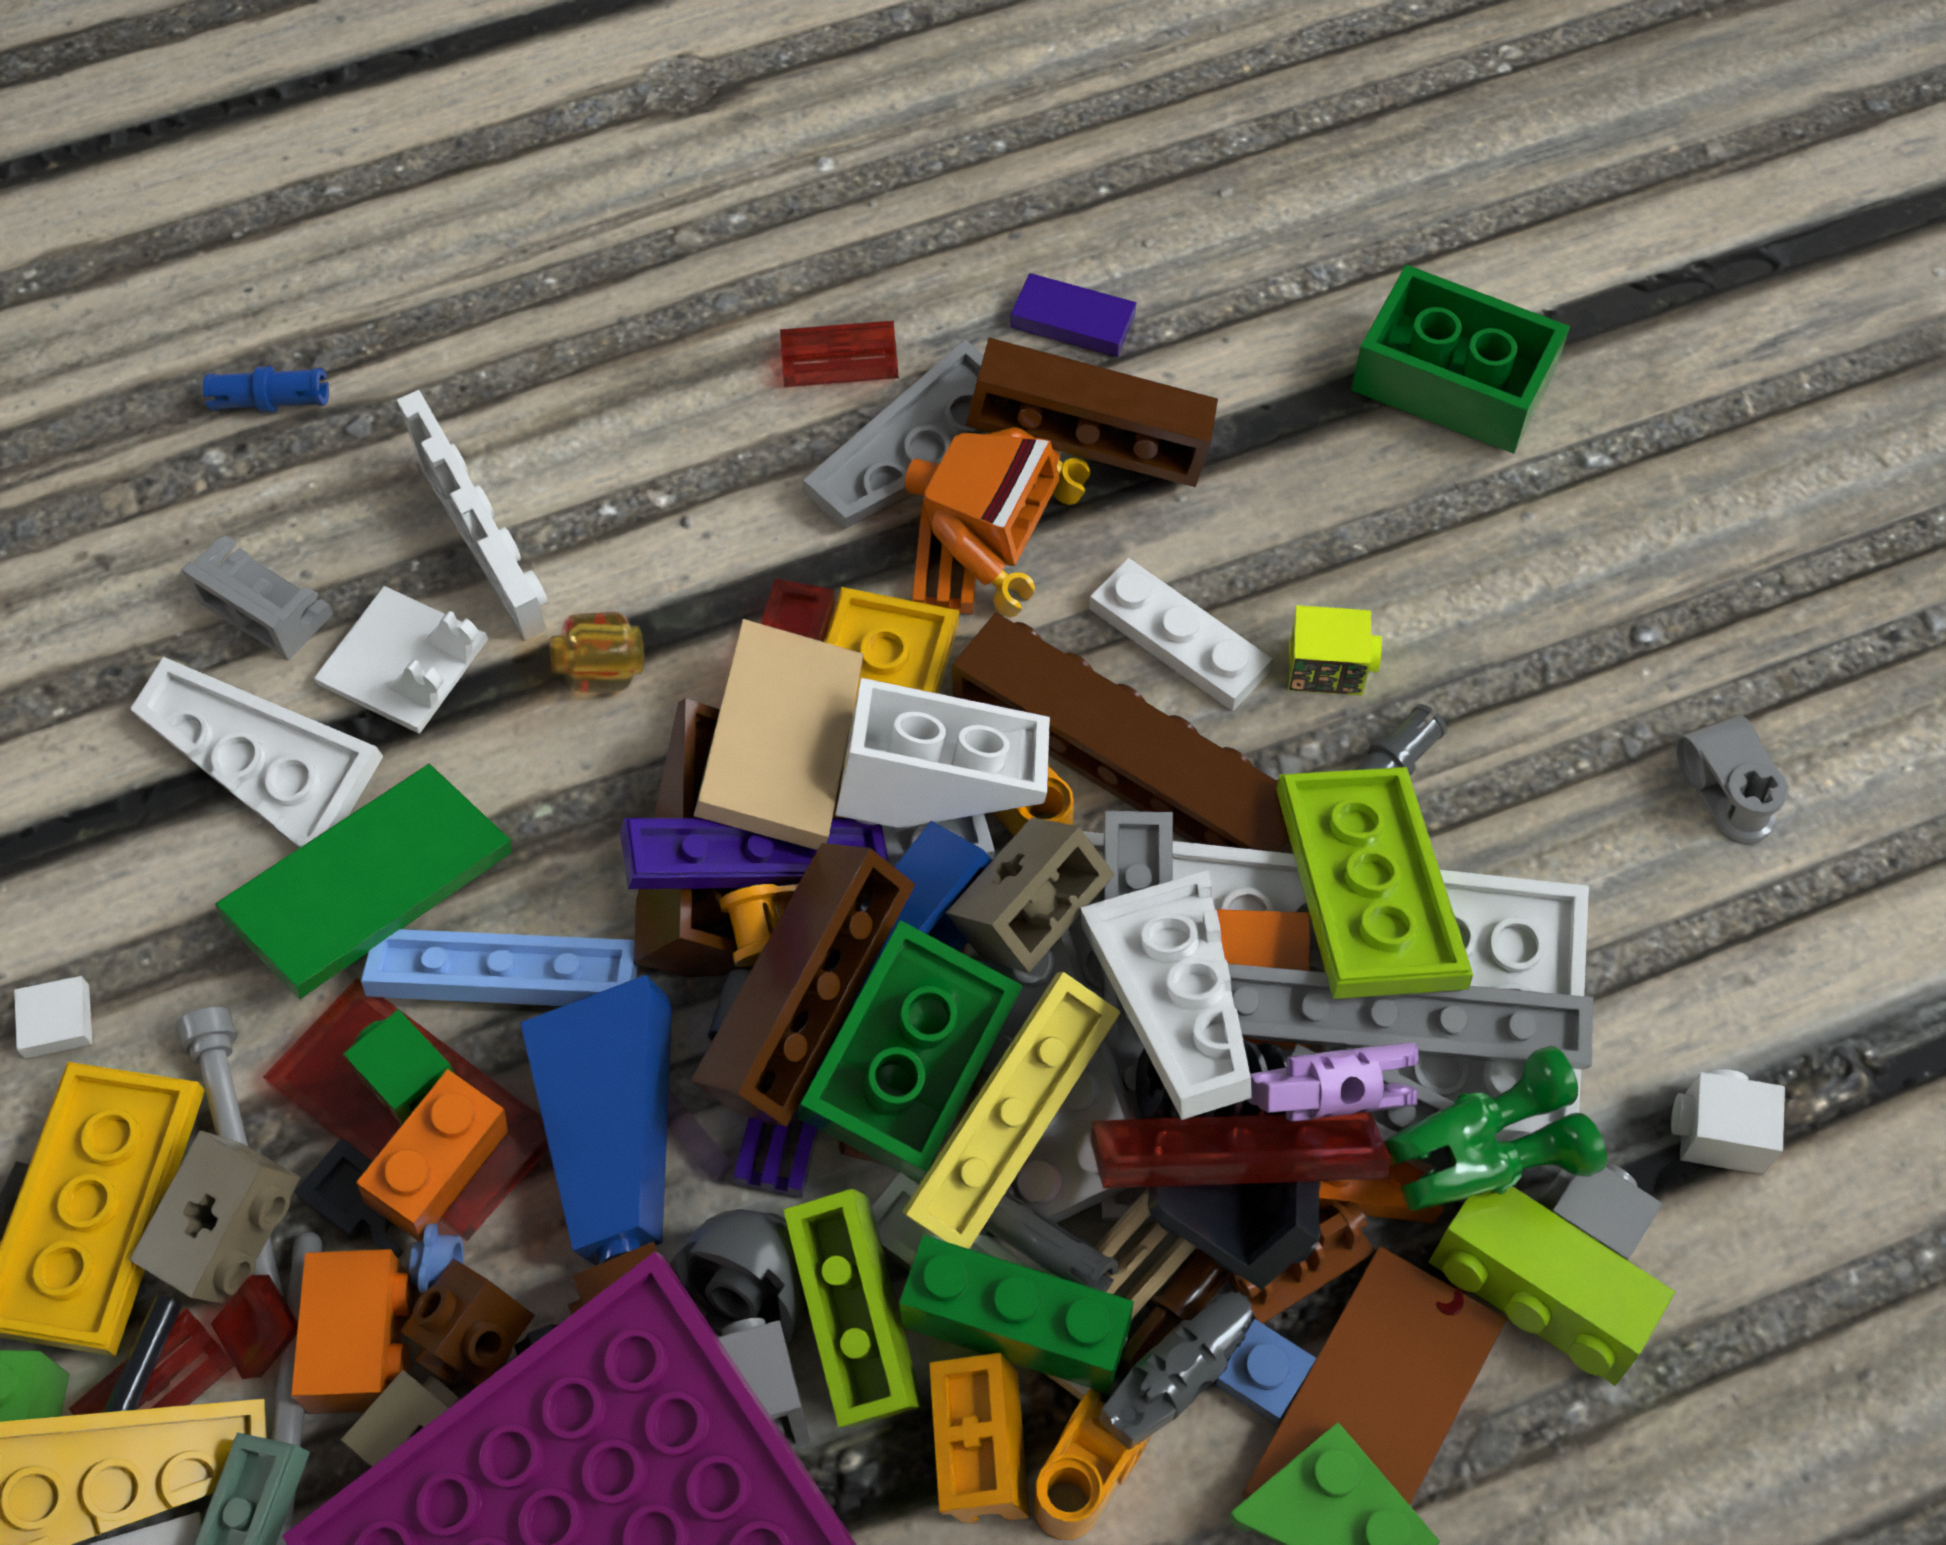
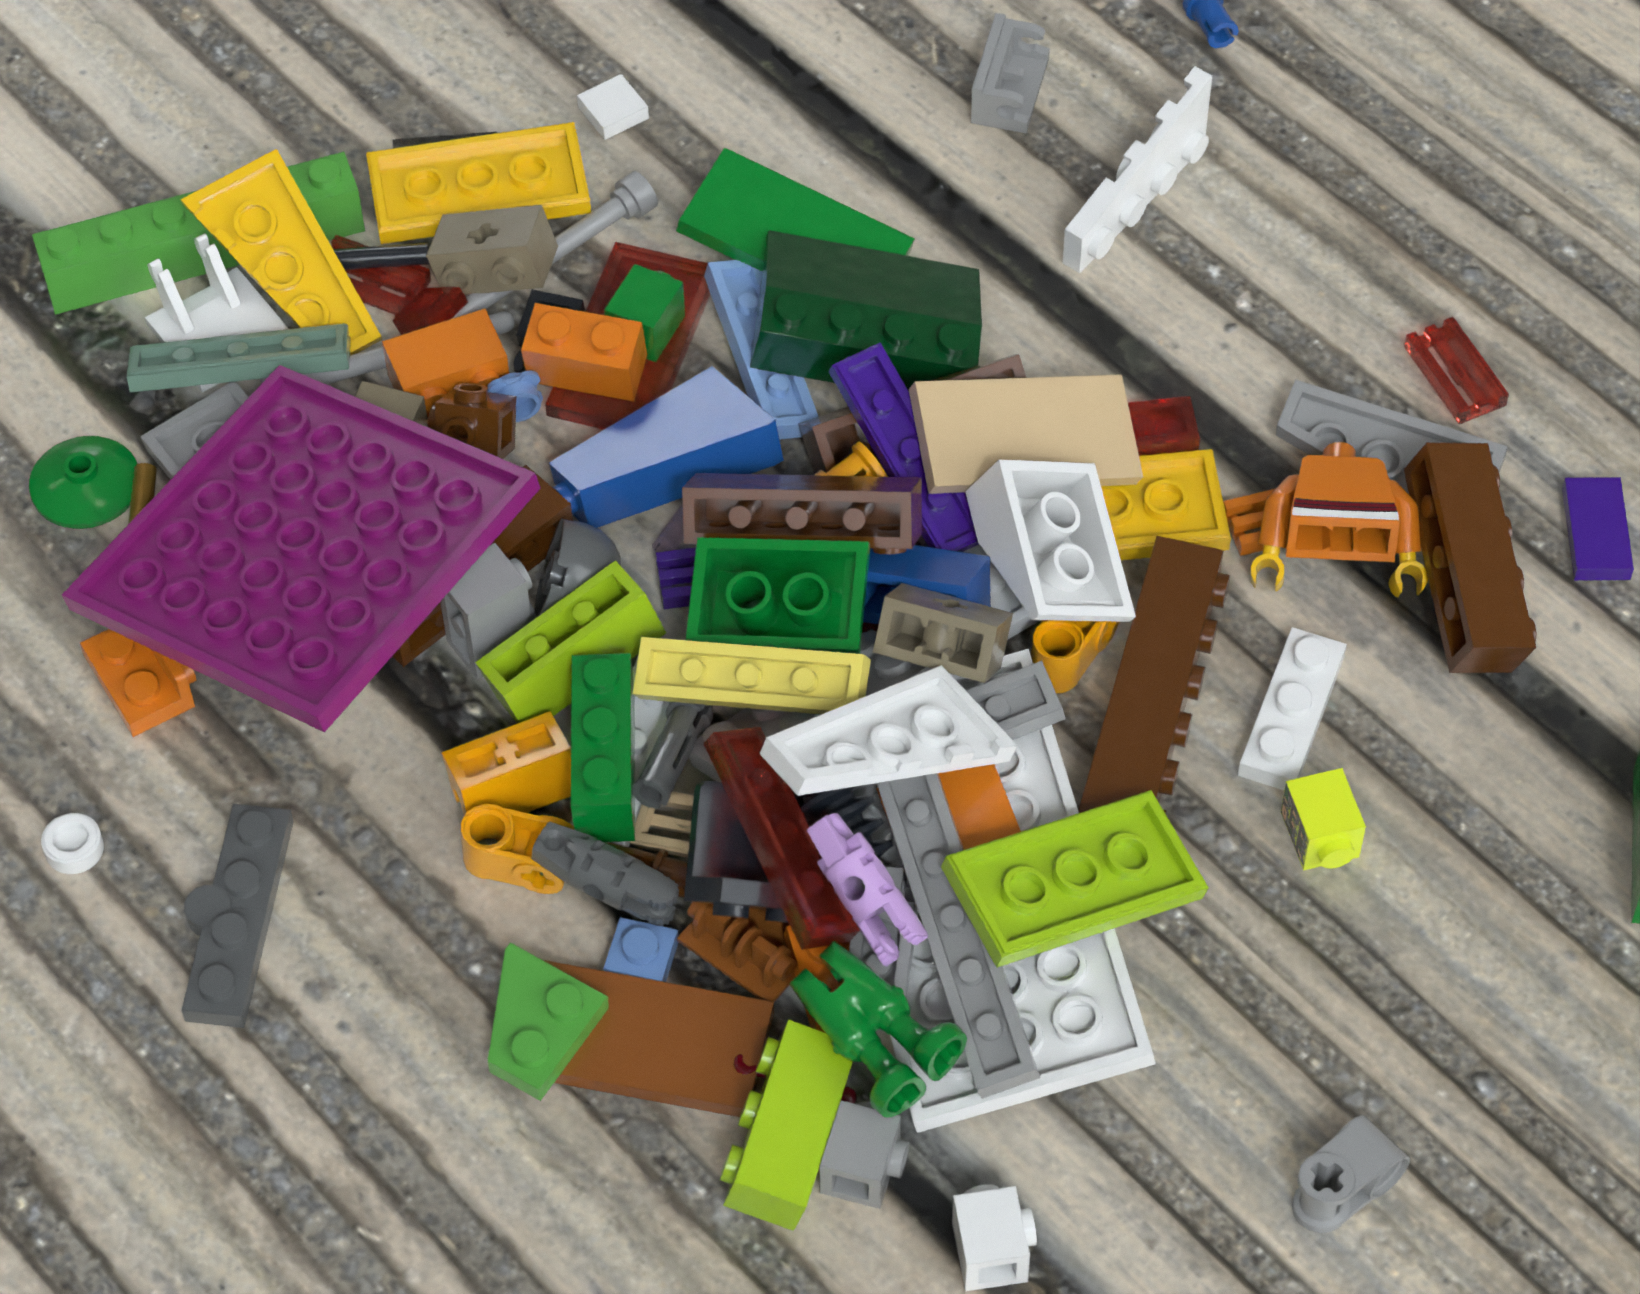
camera: 70 degrees right, 5 degrees down
(267, 756) = (876, 133): white wing -> none
(401, 659) = (1000, 187): white plate -> none
(521, 841) = (839, 299): none -> dark green slope
(597, 652) = (1062, 304): clear yellow head -> none
(1406, 742) = (1248, 904): dark grey pin -> none

